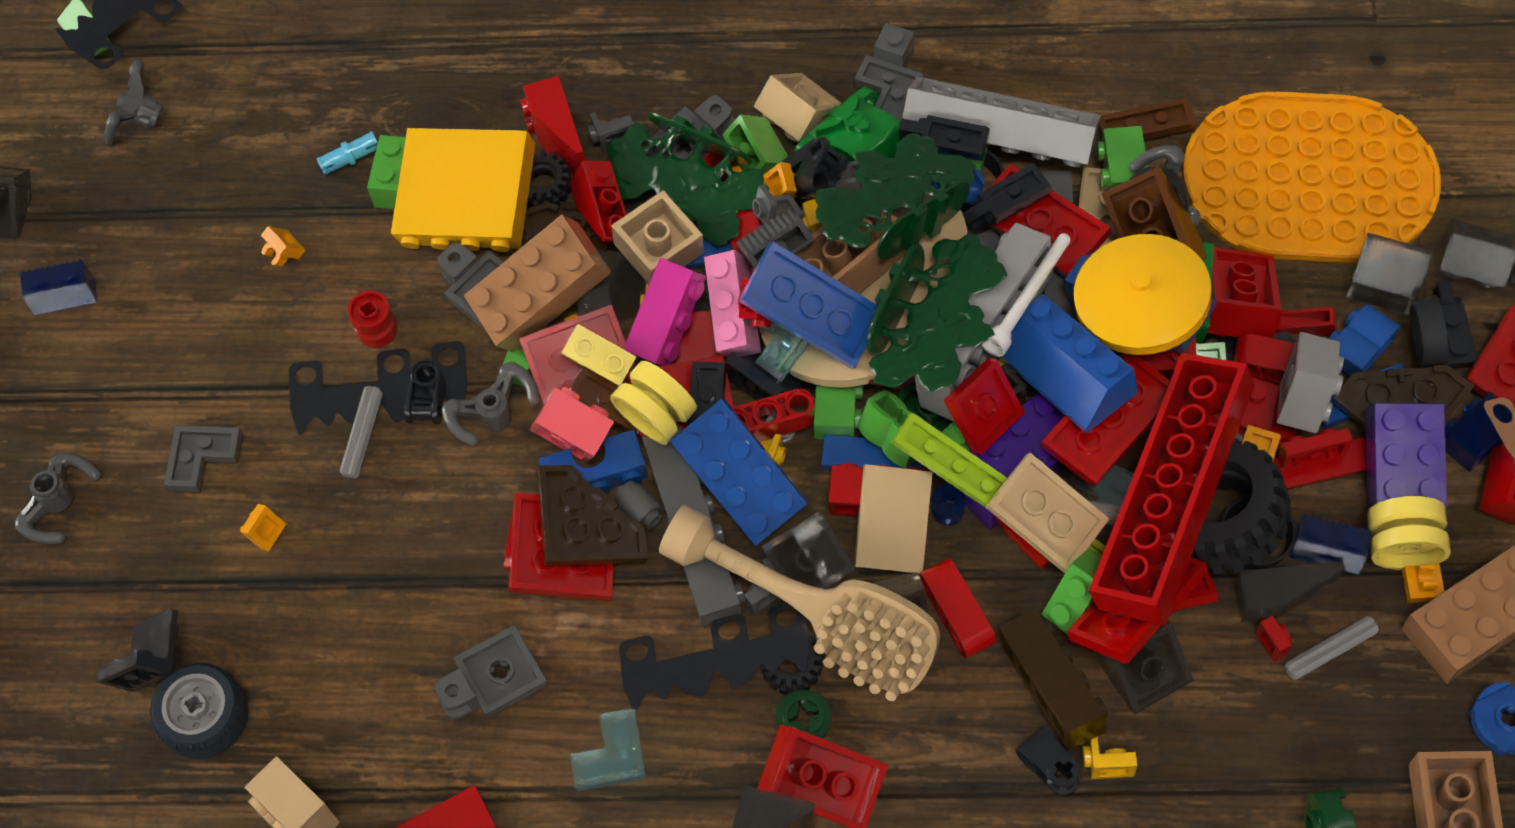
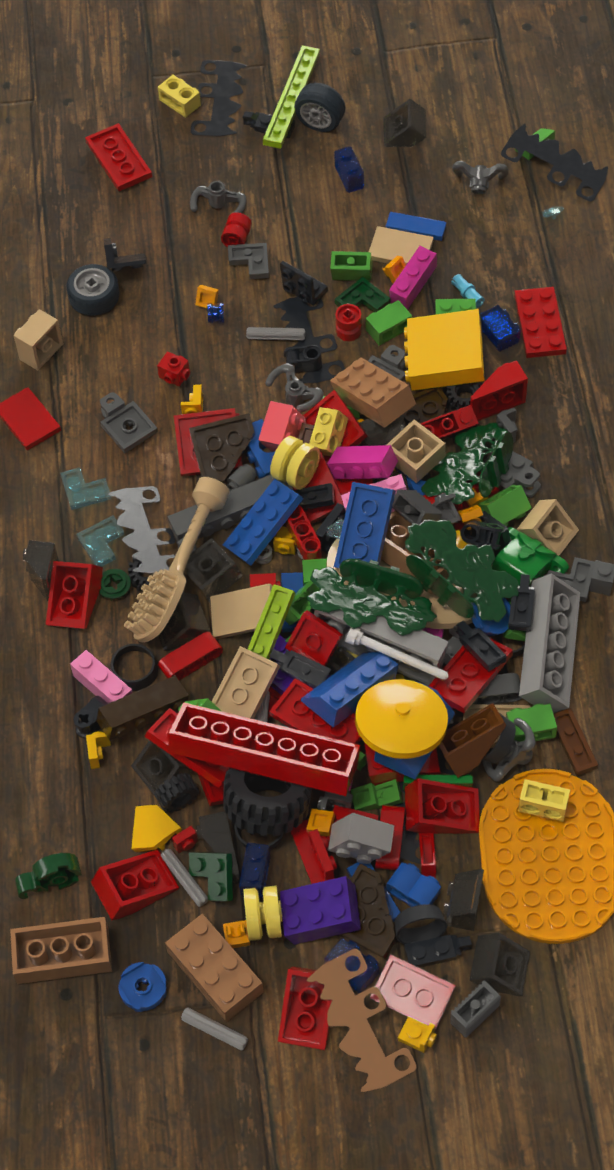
camera: 80 degrees right, 5 degrees down
(134, 466) = (236, 229): none -> red wheel
(198, 210) = (416, 225): none -> blue tile
(227, 24) = (552, 212): none -> clear light blue plant
(233, 237) = (391, 243): none -> tan tile
(262, 301) = (351, 265): none -> bright green brick
(278, 380) = (301, 284): none -> black bracket
(298, 516) = (215, 312): none -> clear blue wheel
(311, 218) = (413, 277): none -> dark pink brick
(315, 297) = (363, 293): none -> dark green plate
(383, 265) = (387, 322): none -> bright green brick
(403, 588) = (173, 369): none -> red brick
(428, 70) = (540, 322): none -> red plate
(435, 112) = (499, 328): none -> clear blue brick
(472, 559) = (195, 402): none -> yellow bracket
(718, 741) = (95, 540): none -> clear light blue plate
(958, 728) = (146, 681): none -> black tyre
(991, 742) = (98, 678): none -> bright pink brick
(1022, 431) = (300, 667): none -> black hinge
(1202, 639) = (176, 793): none -> black tyre
(1249, 158) = (543, 800): none -> light yellow brick
(1249, 686) = (152, 828): none -> yellow slope
(1328, 594) = (217, 869): none -> dark green plate
(1346, 719) = (133, 884): none -> red slope

